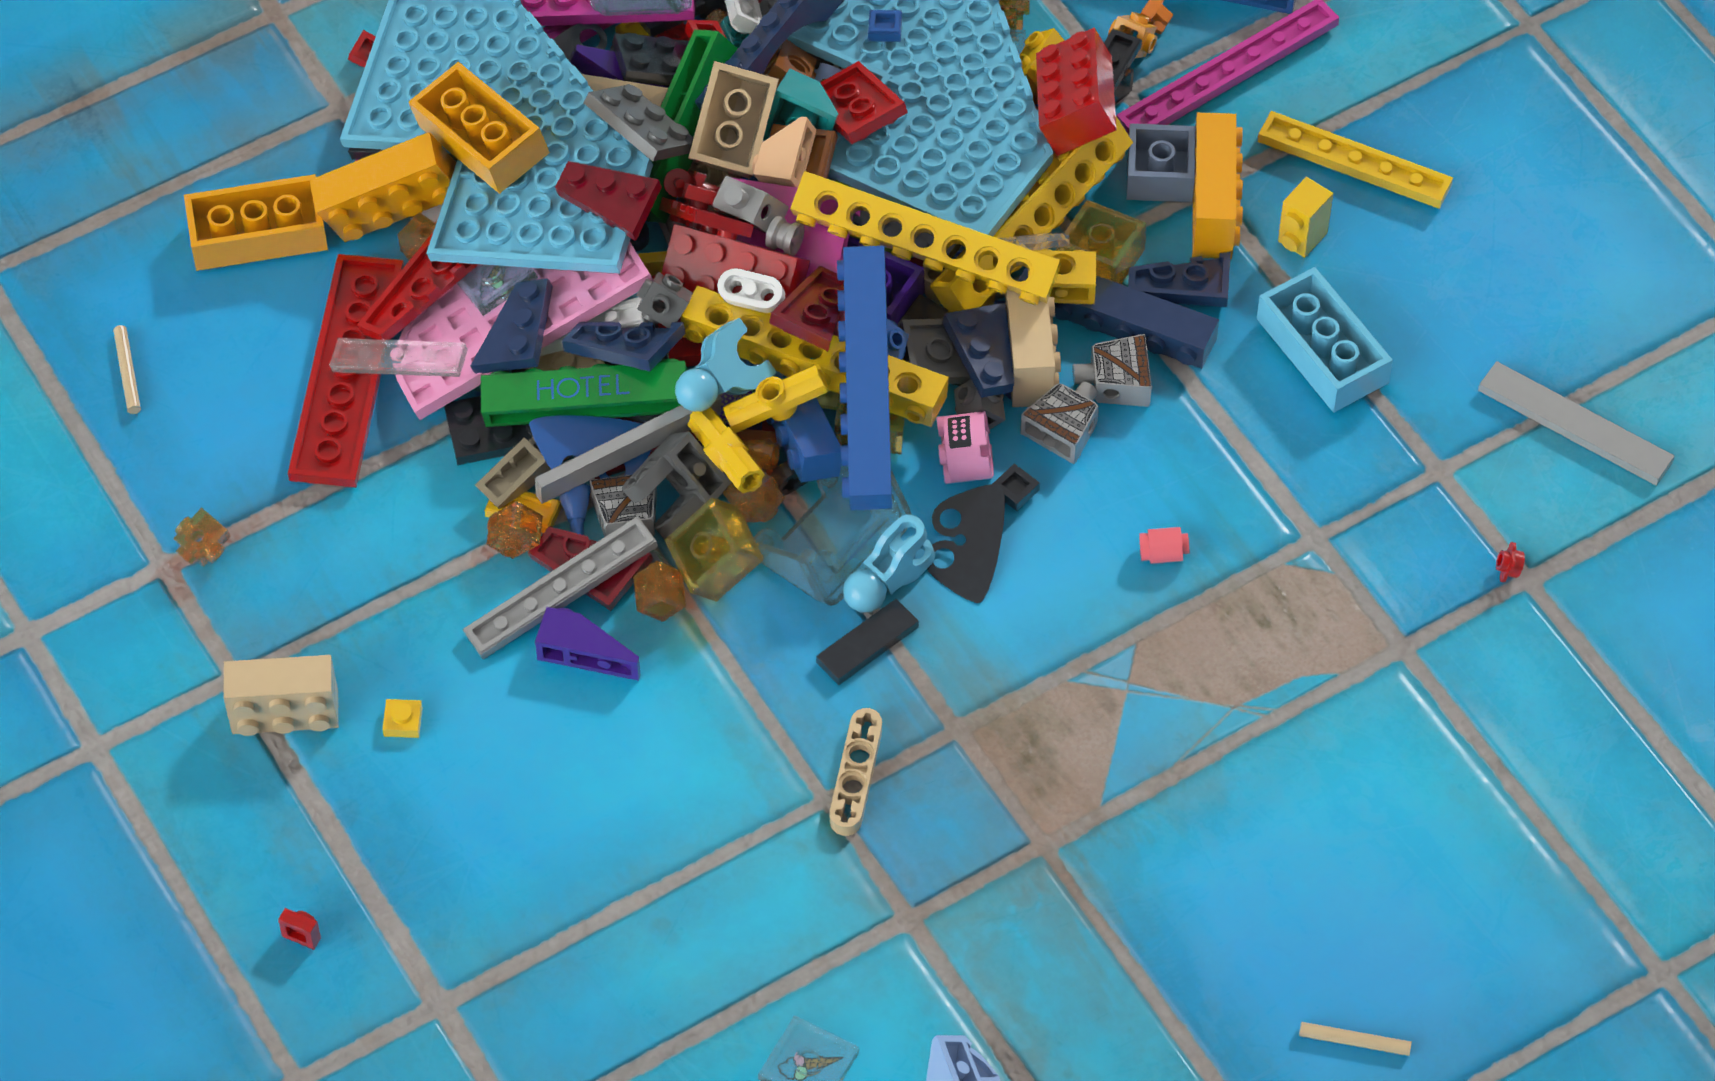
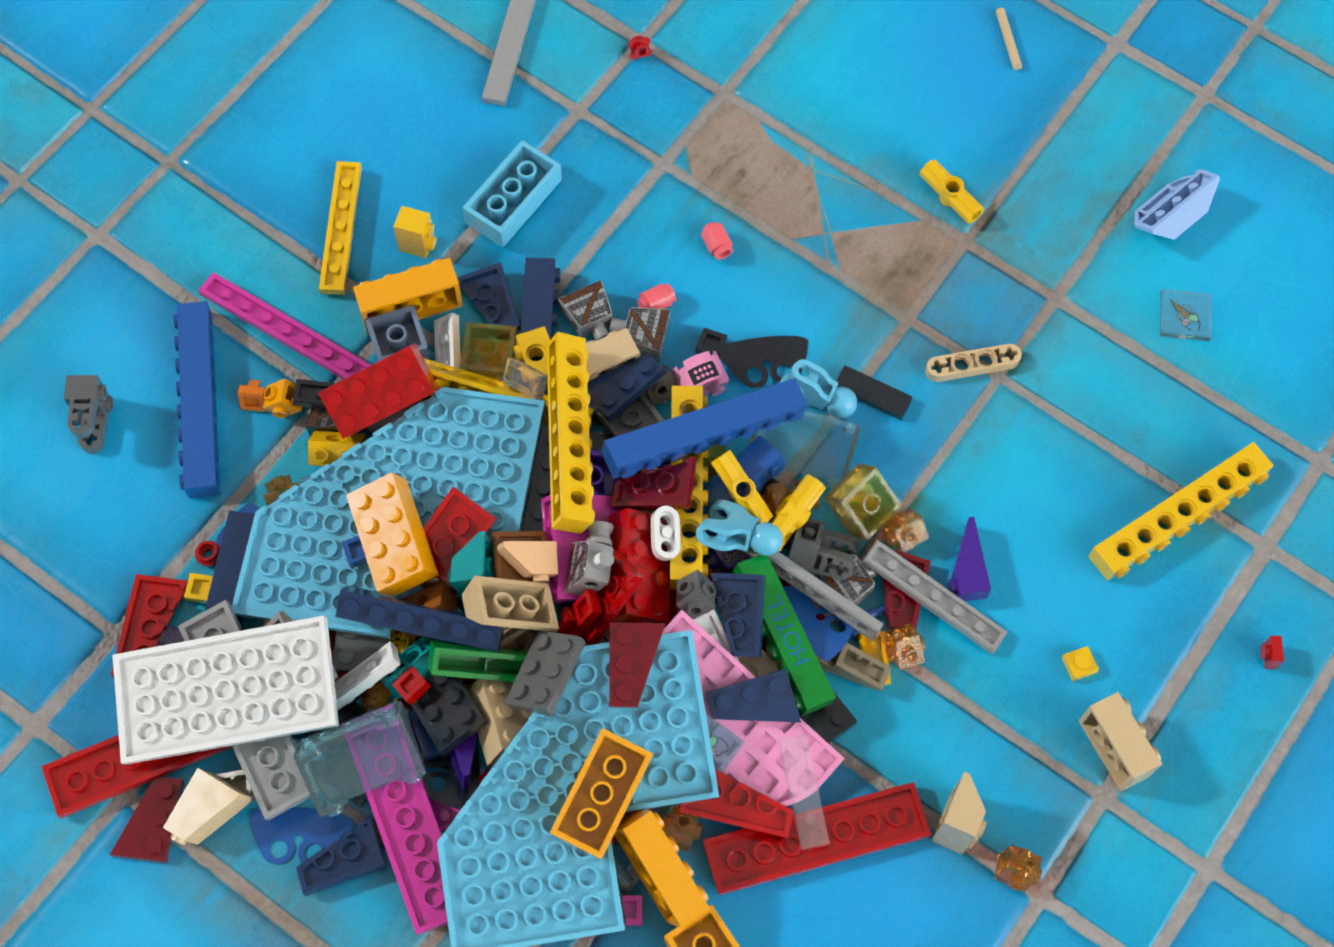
camera: 115 degrees left, 10 degrees up
(283, 485) = (962, 817): none -> tan slope
(547, 1030) = (1248, 460): none -> yellow brick
(878, 42) = (392, 535): none -> light orange brick
(1101, 852) = (943, 181): none -> yellow piece
(1105, 450) = (657, 297): none -> coral brick
(1157, 222) = (447, 340): none -> white plate

